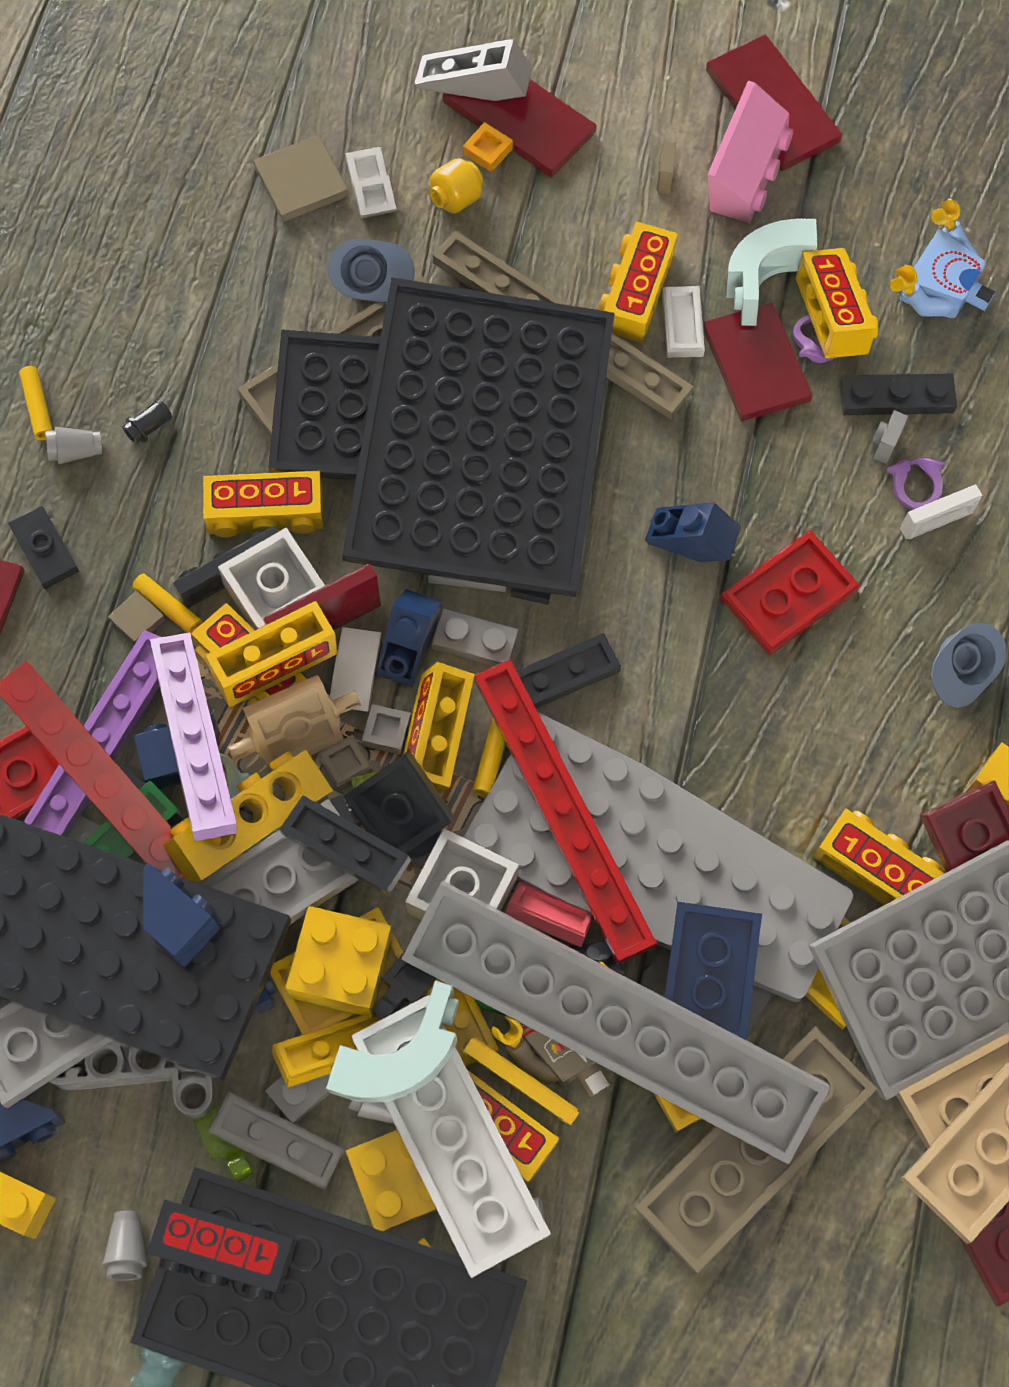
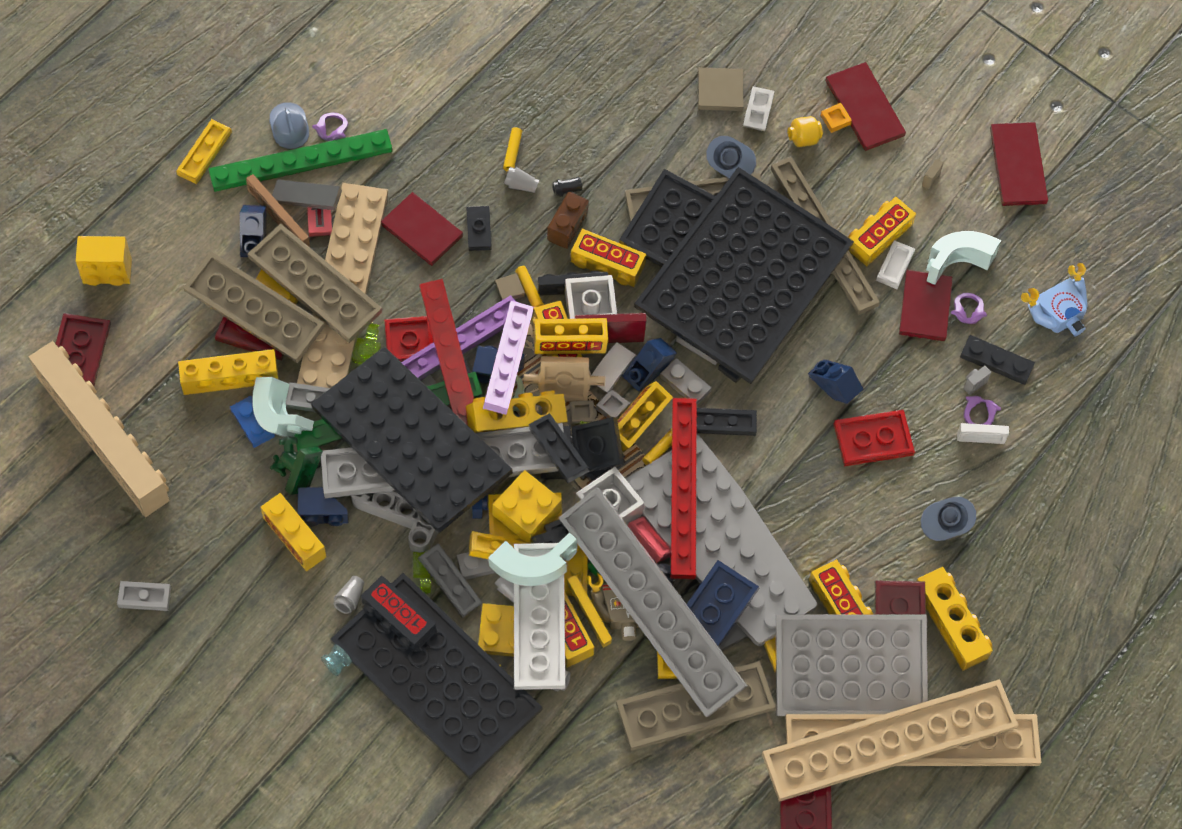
camera: 25 degrees right, 5 degrees down
(173, 918) = (454, 441): dark blue slope -> none
(174, 473) = (567, 220): none -> reddish brown brick
(480, 71) = (852, 73): light grey slope -> none
(748, 155) = (981, 187): bright pink slope -> none
(836, 303) = (987, 292): yellow brick -> none

